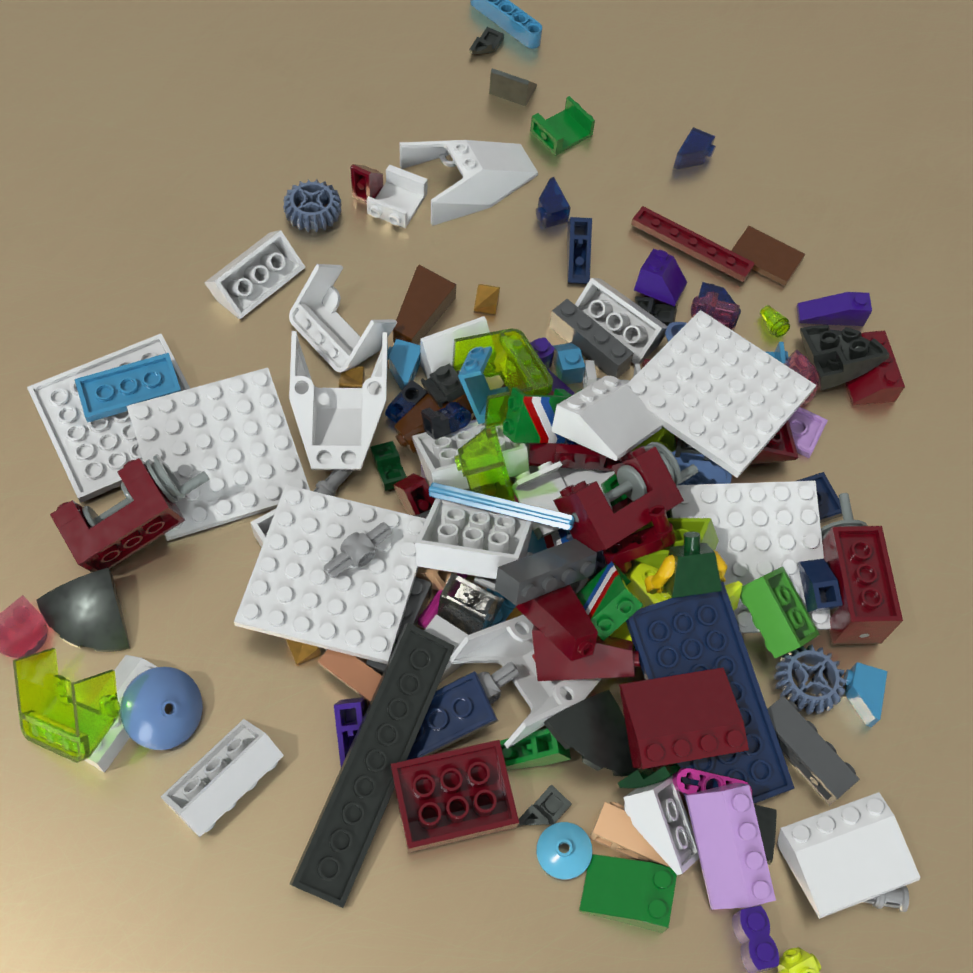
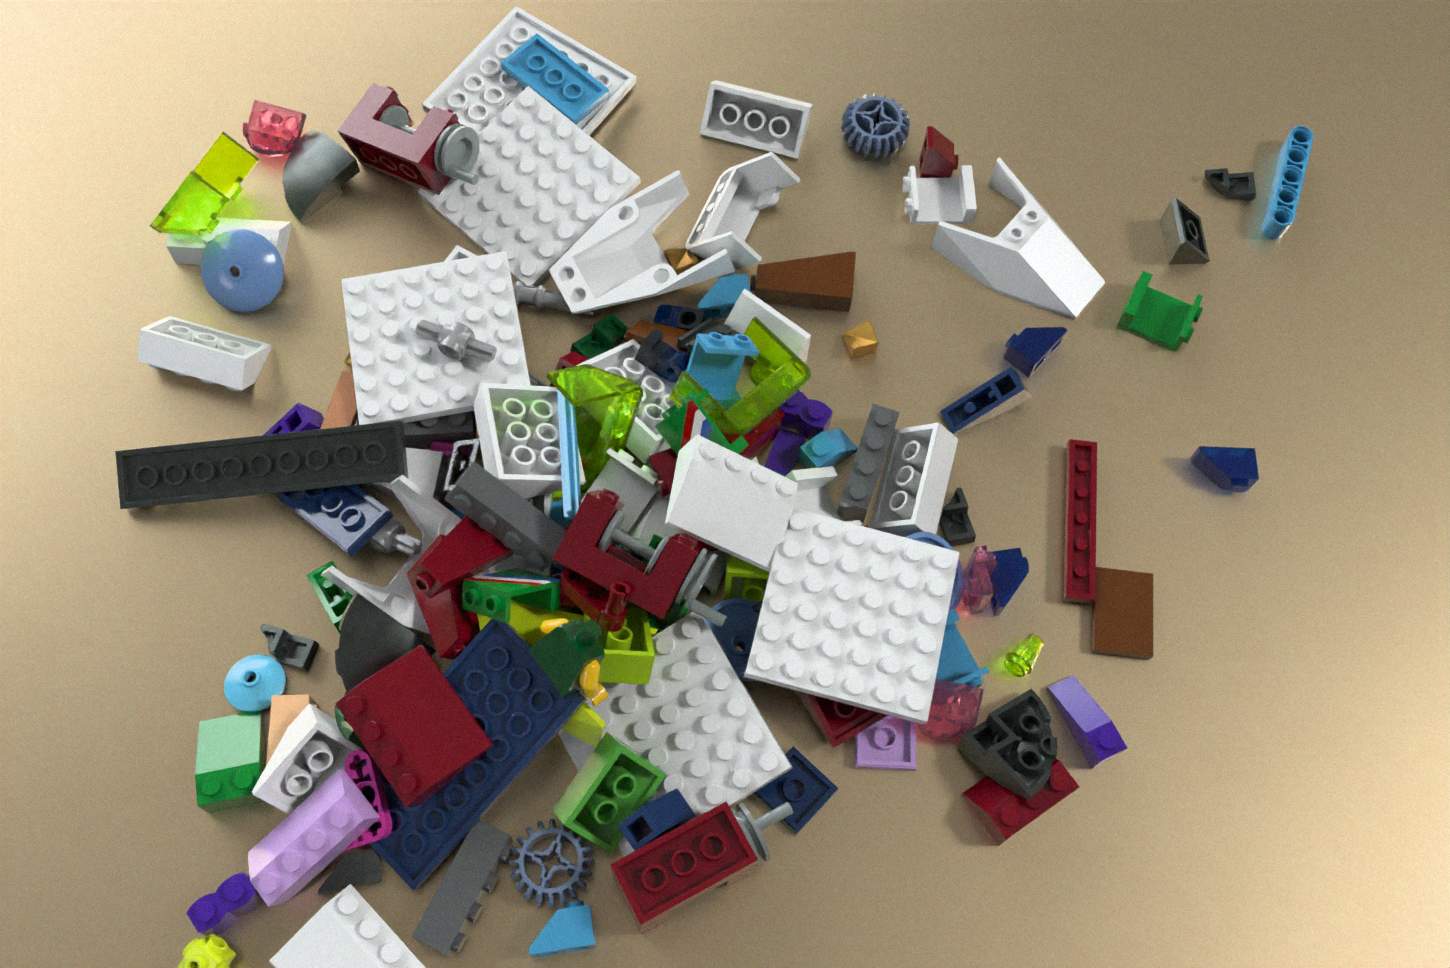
camera: 65 degrees right, 5 degrees up
(454, 796) = (256, 552): dark red slope -> none
(661, 278) = (999, 502): dark purple slope -> none

